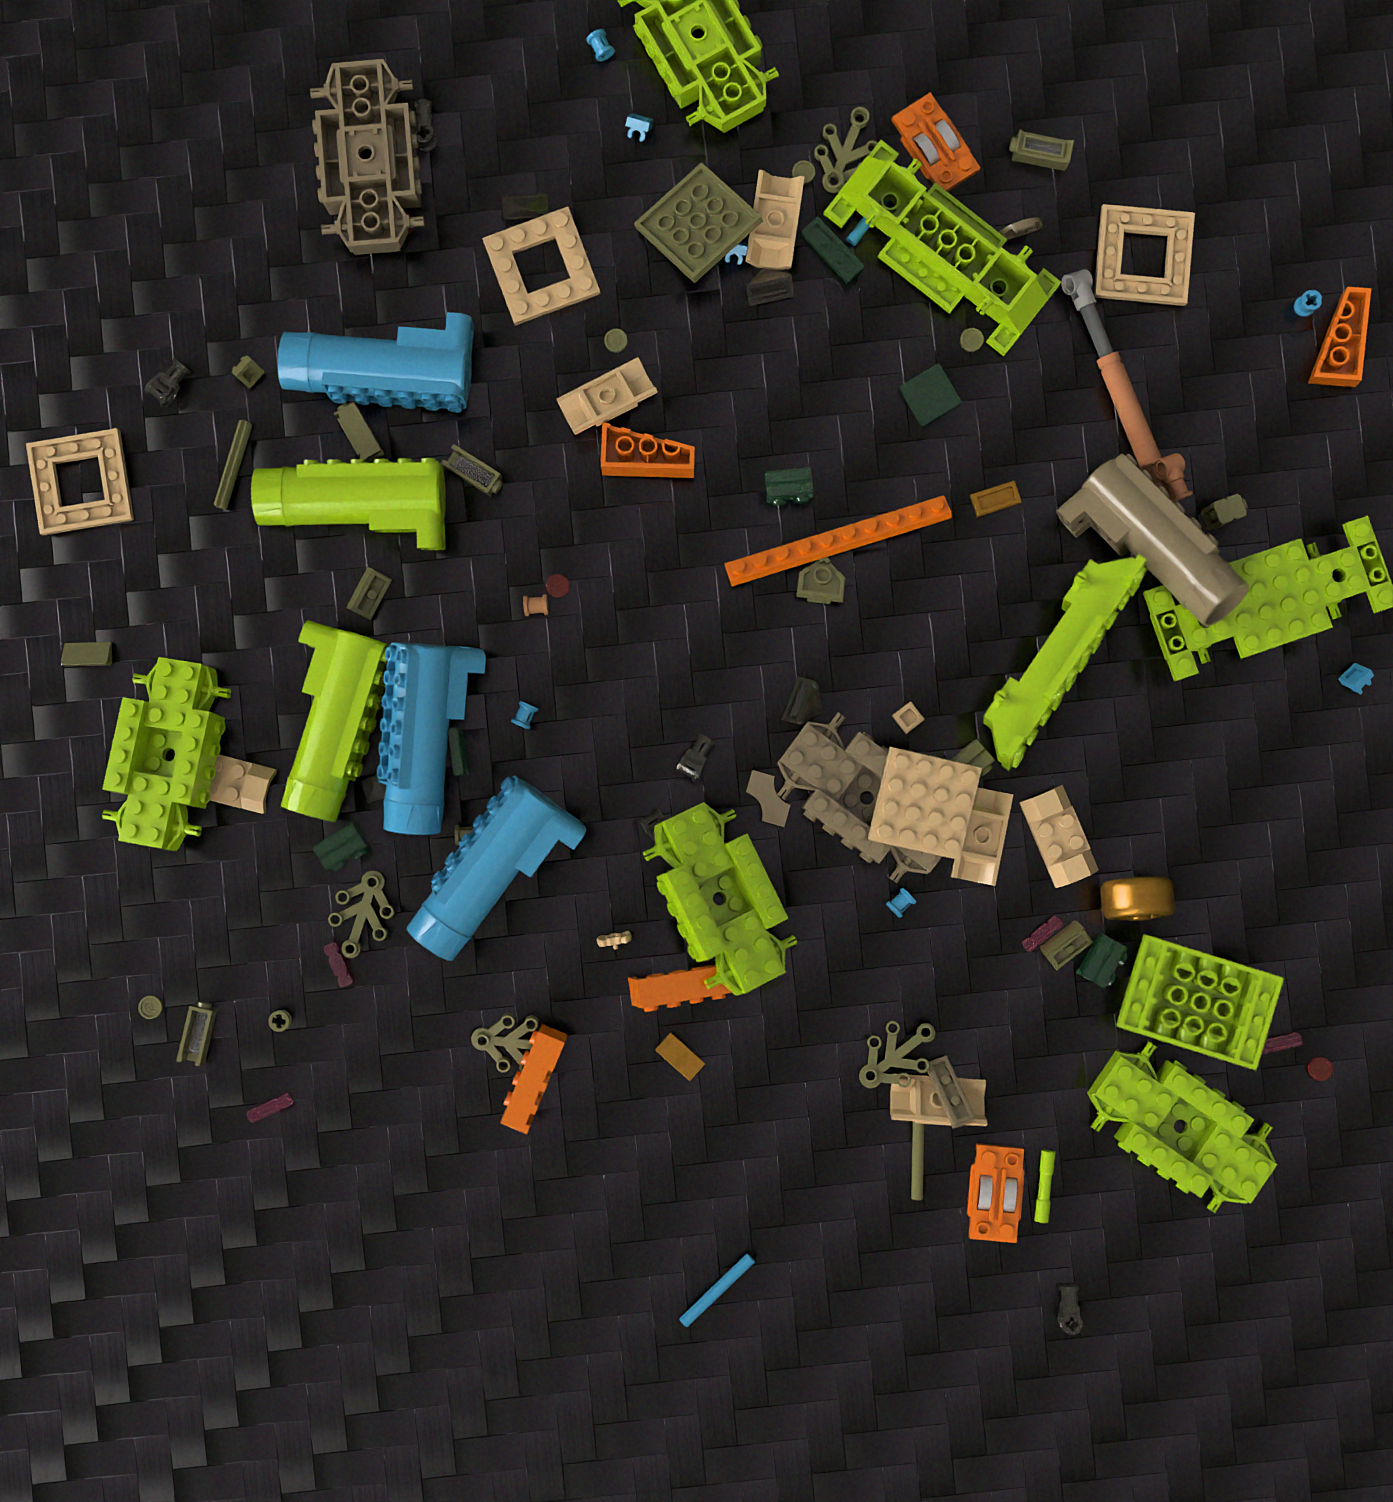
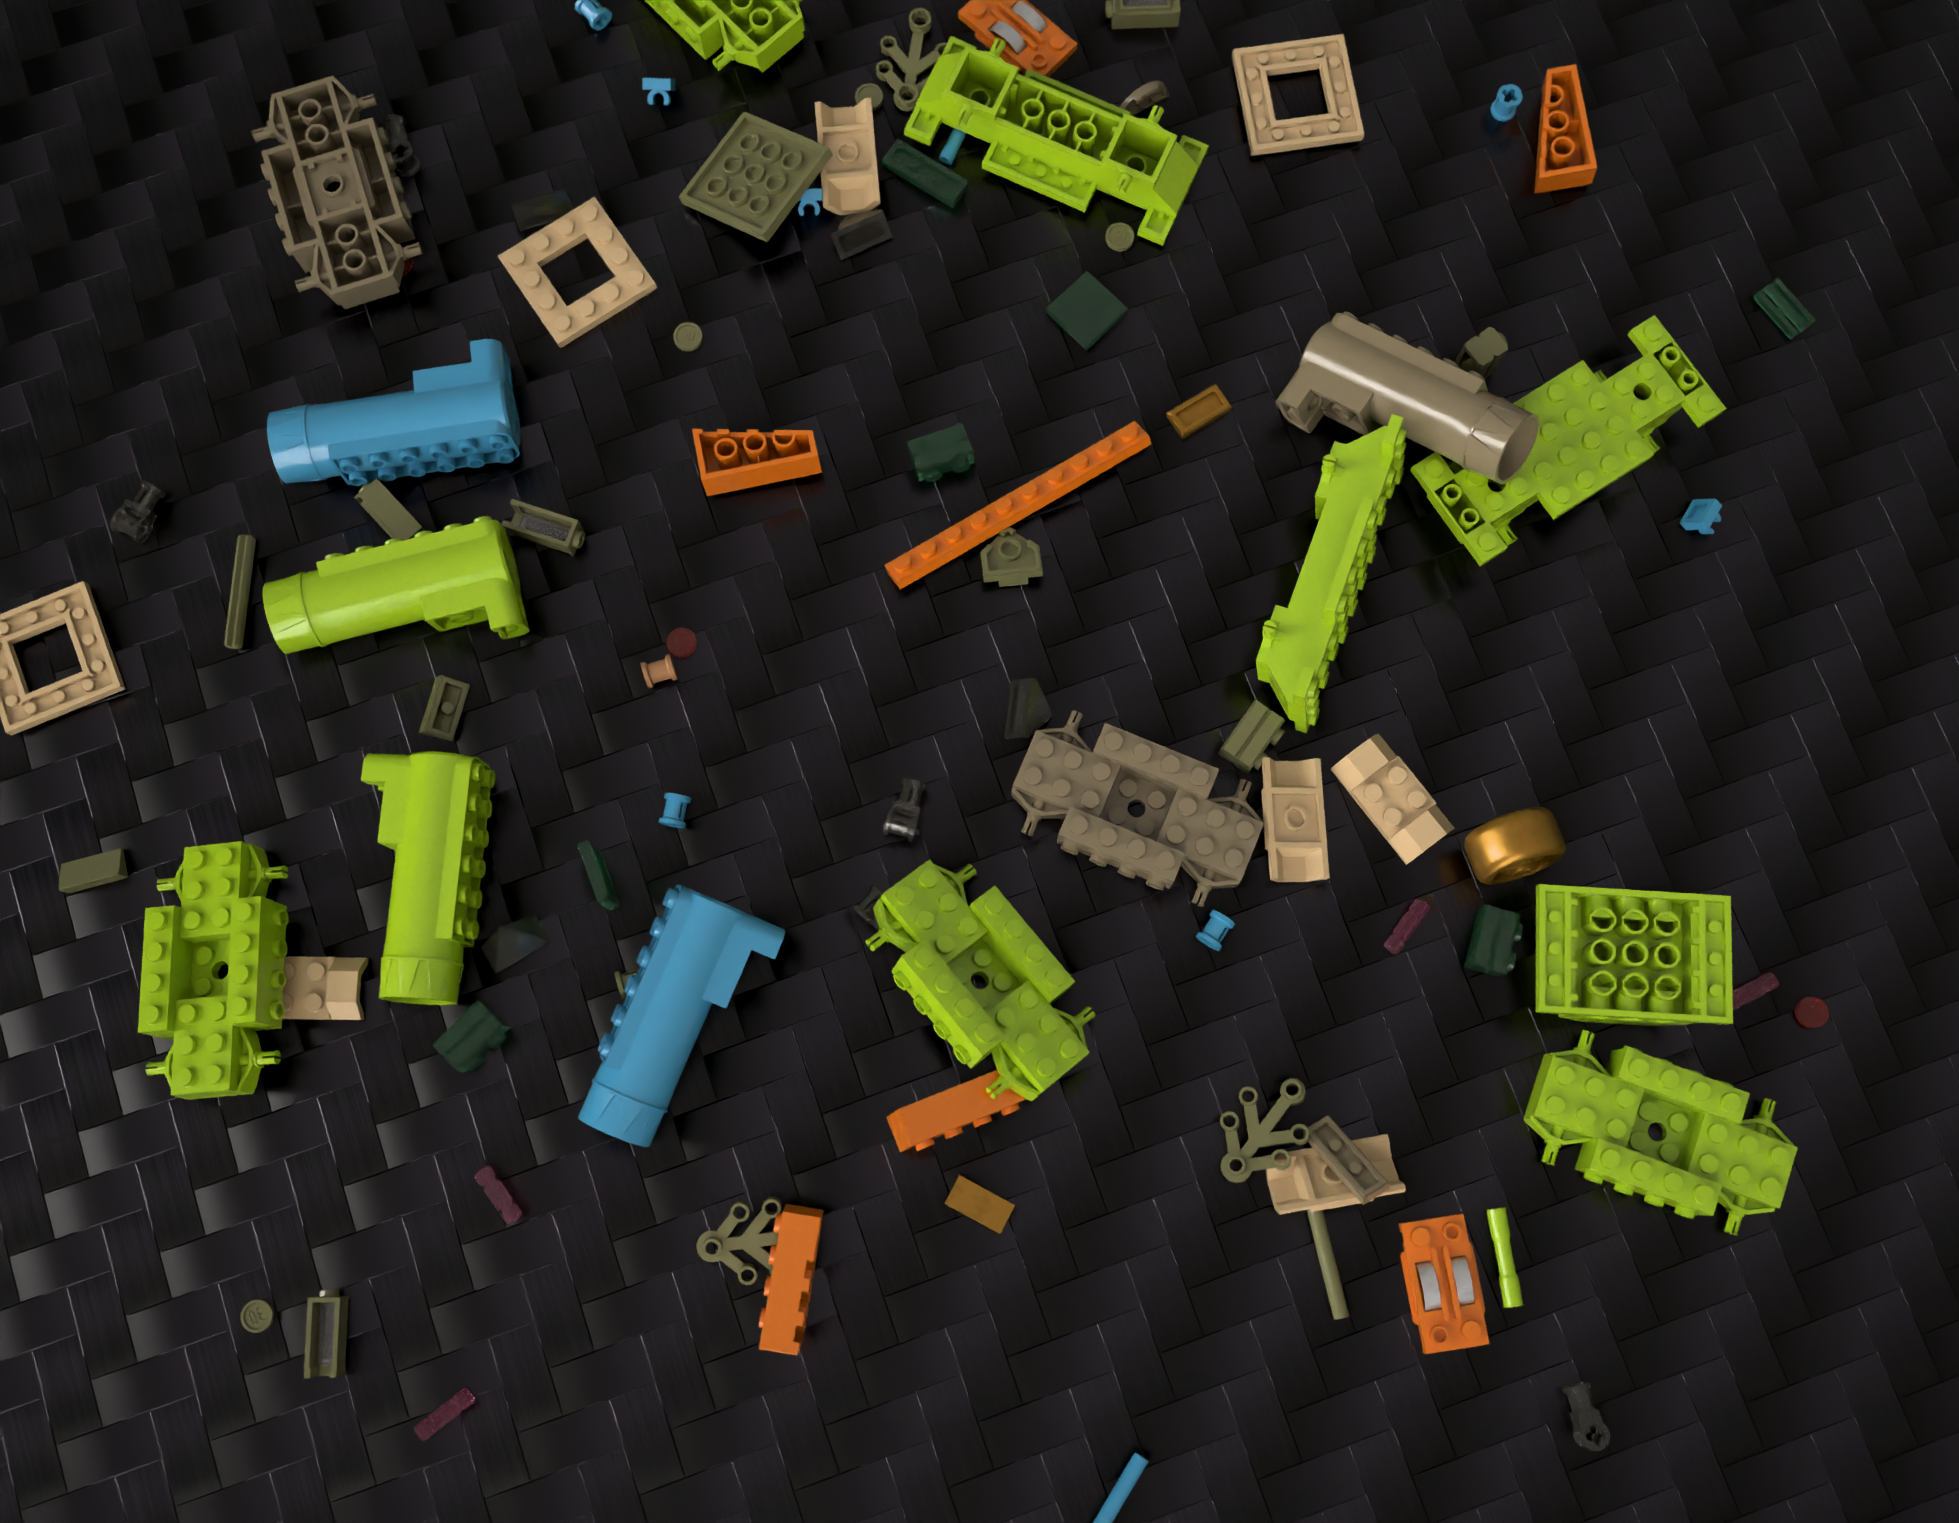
camera: 15 degrees left, 10 degrees down
(248, 371) = (238, 475): olive tile -> none
(275, 1025) = (440, 1281): olive bush -> none
(363, 910) = (517, 1114): olive plant -> none
(421, 694) = (534, 809): dark azure piece -> none
(606, 396) = (690, 401): tan piece -> none
(614, 939) = (856, 1069): tan piece -> none
(773, 808) = (1000, 829): dark tan tile -> none
(908, 717) = (1162, 697): tan tile -> none
(924, 803) = (1211, 790): tan plate -> none
(1066, 944) = (1441, 933): olive slope -> none
(1165, 470) = (1313, 247): nougat piece -> none

